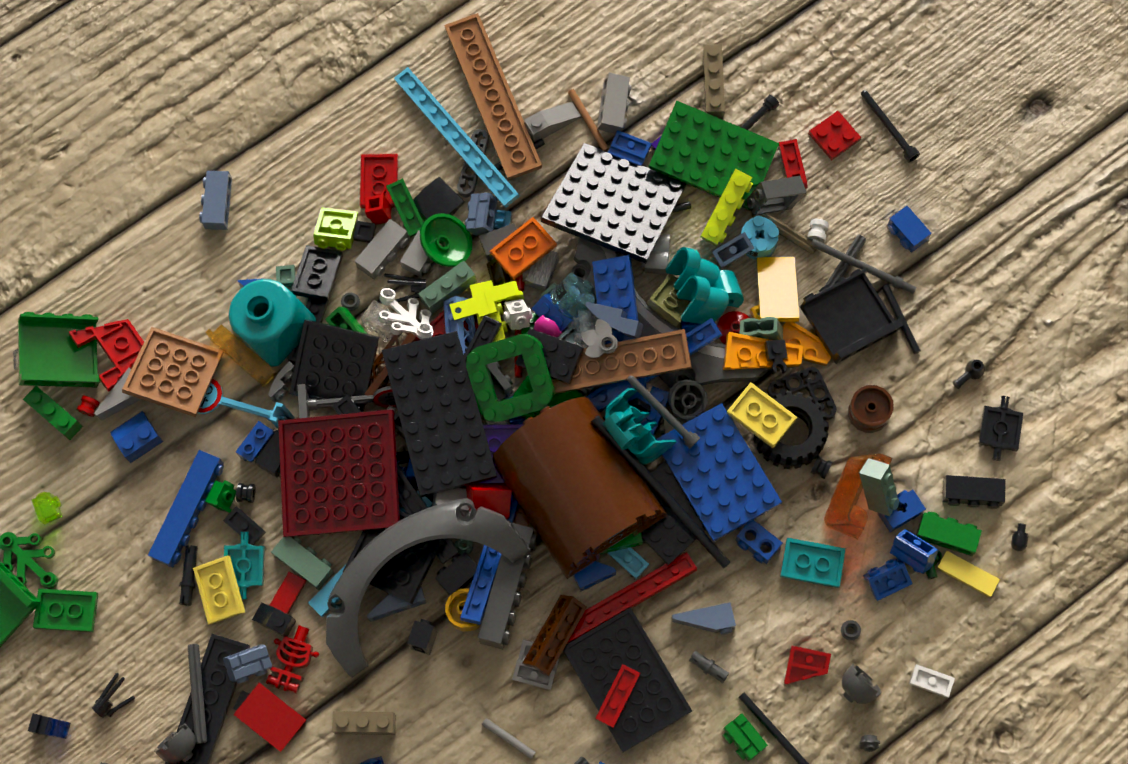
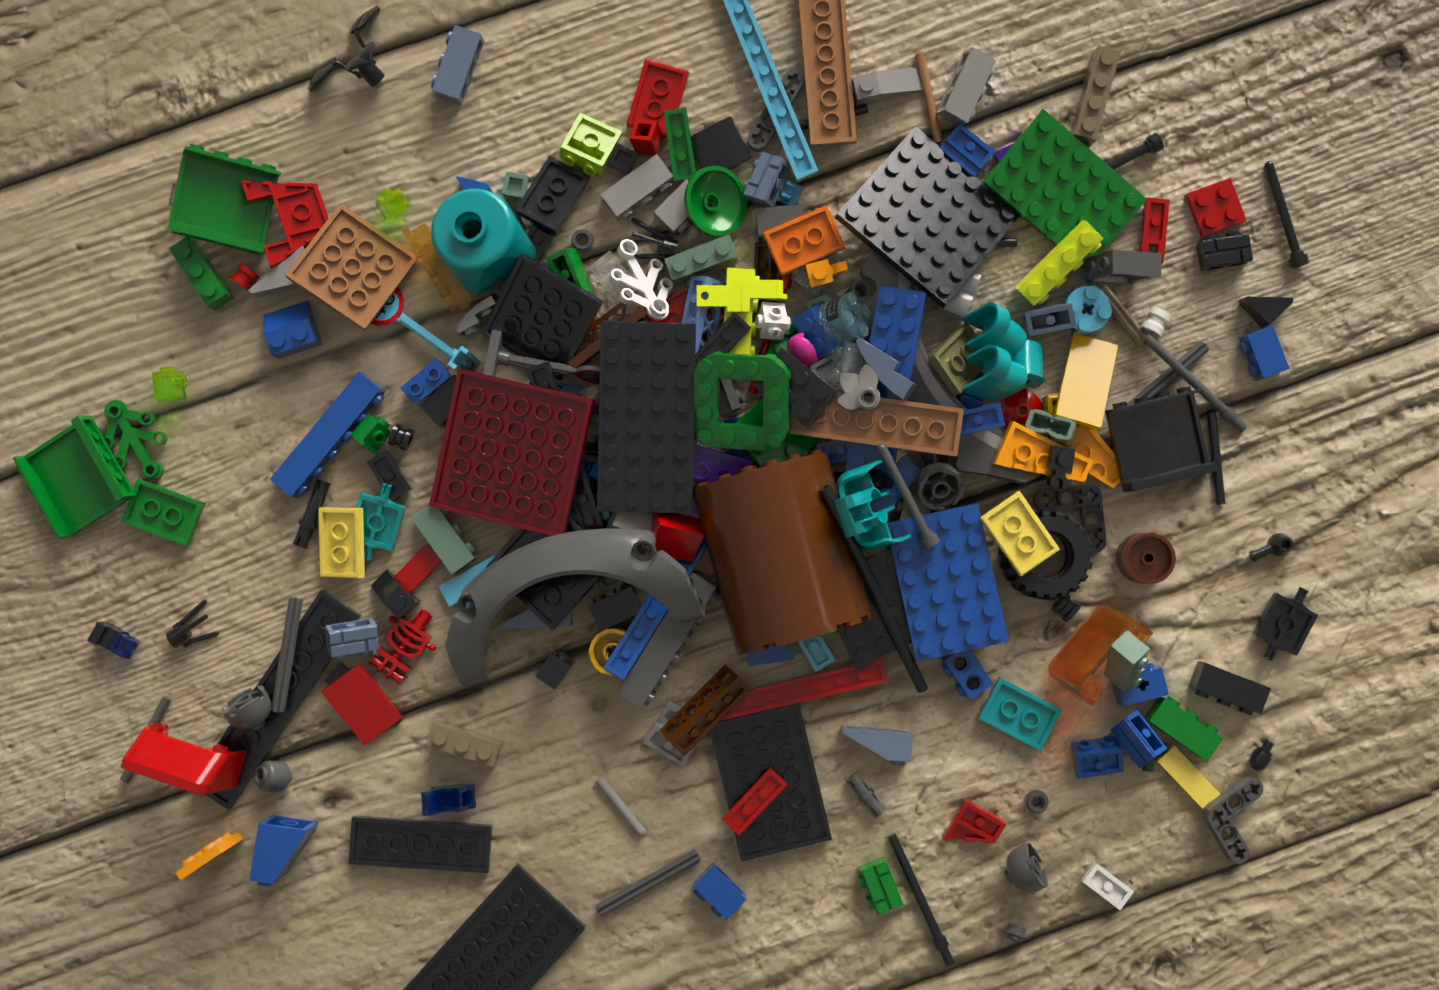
camera: 10 degrees right, 15 degrees up
(146, 222) = (362, 61): none -> black plant
(192, 315) = (392, 203): none -> clear neon green brick
(545, 268) = (822, 273): none -> light orange plate
(851, 164) = (1224, 251): none -> black brick
(897, 196) = (1265, 309): none -> black slope
(1006, 592) = (1225, 813): none -> dark grey beam

